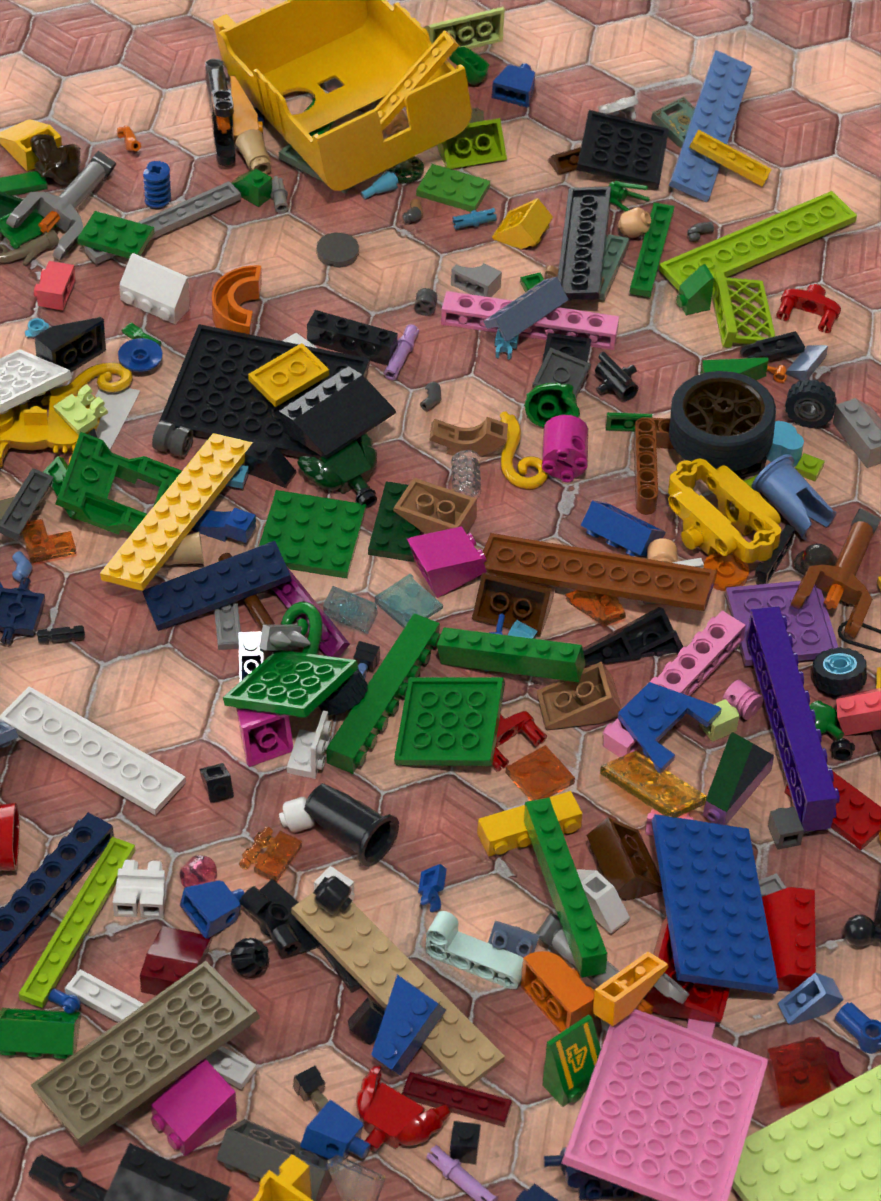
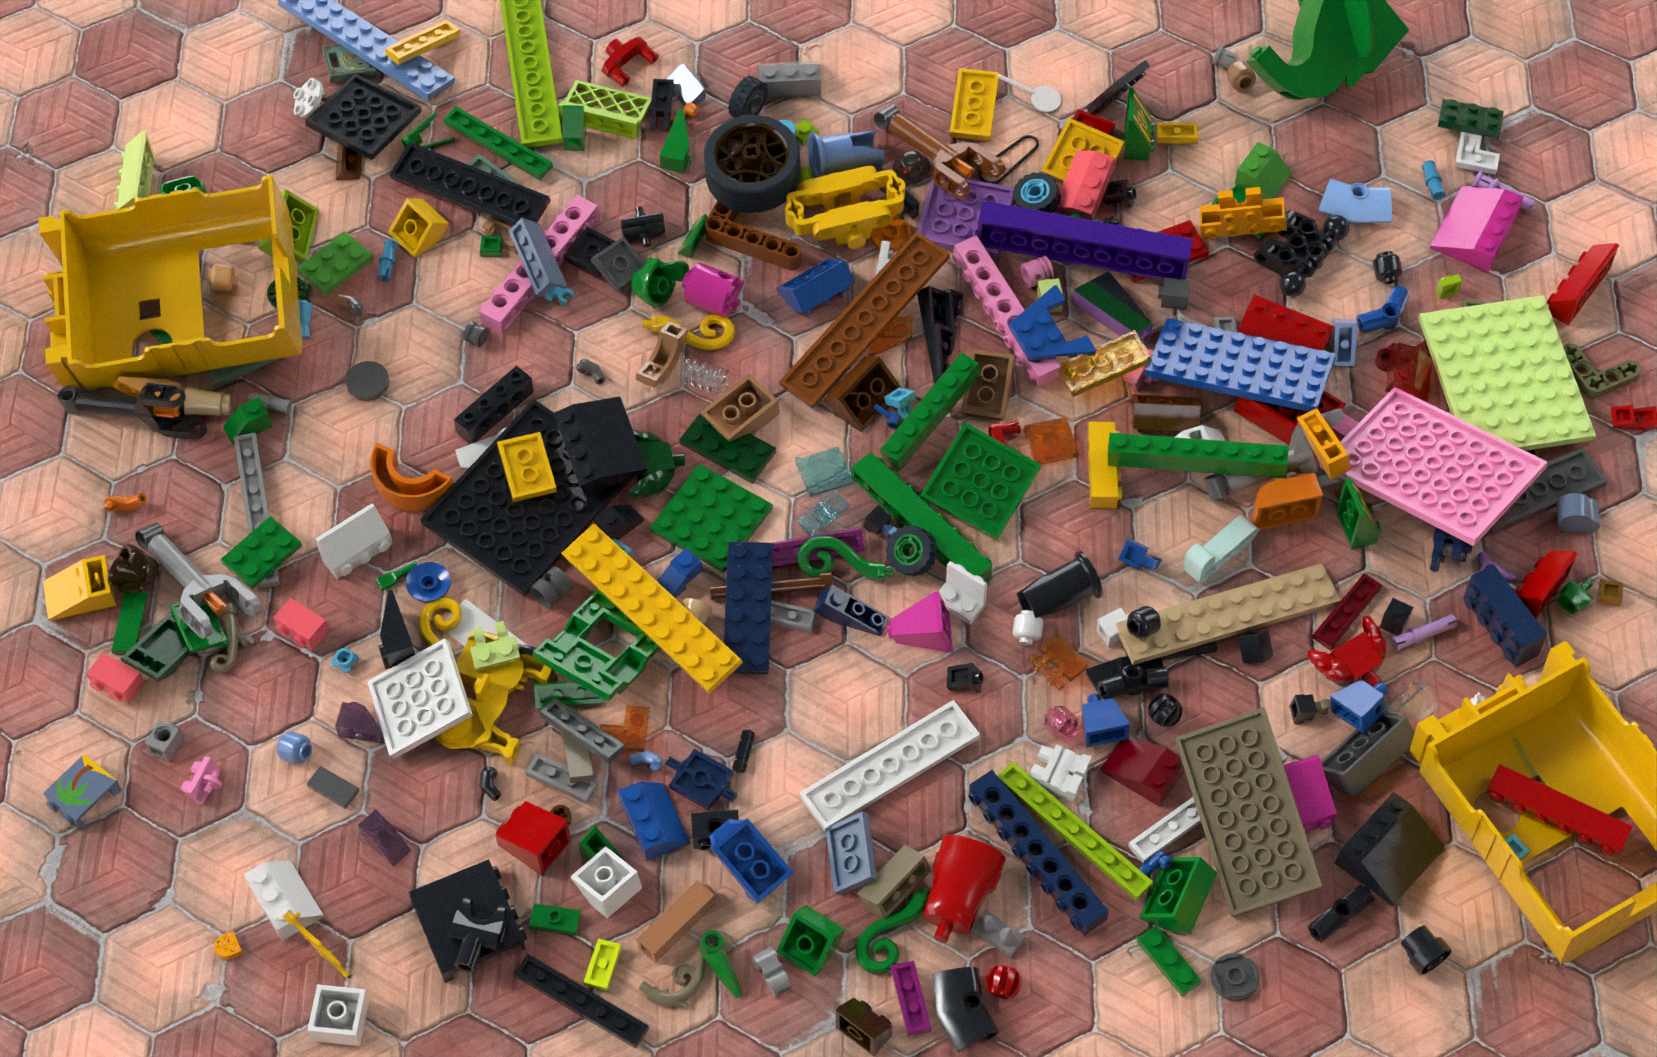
camera: 65 degrees left, 10 degrees up
(157, 184) = (213, 495): blue piece -> none
(282, 637) = (843, 570): light grey tile -> none
(290, 683) = (902, 580): green plate -> none
(366, 496) = (692, 460): black plate -> none
(404, 345) = (538, 382): lavender pin -> none
(405, 1025) = (1283, 616): blue wedge -> none
(416, 77) = (238, 253): yellow plate -> none
(447, 558) = (802, 421): dark pink slope -> none
(476, 280) = (472, 285): light grey arch -> none
(513, 939) = (1218, 517): sand blue hips -> none
(514, 85) = (230, 165): blue torso -> none
(634, 222) = (463, 141): light nougat head -> none
(662, 550) = (862, 267): light nougat head -> none
(699, 228) = (490, 102): dark grey arm -> none

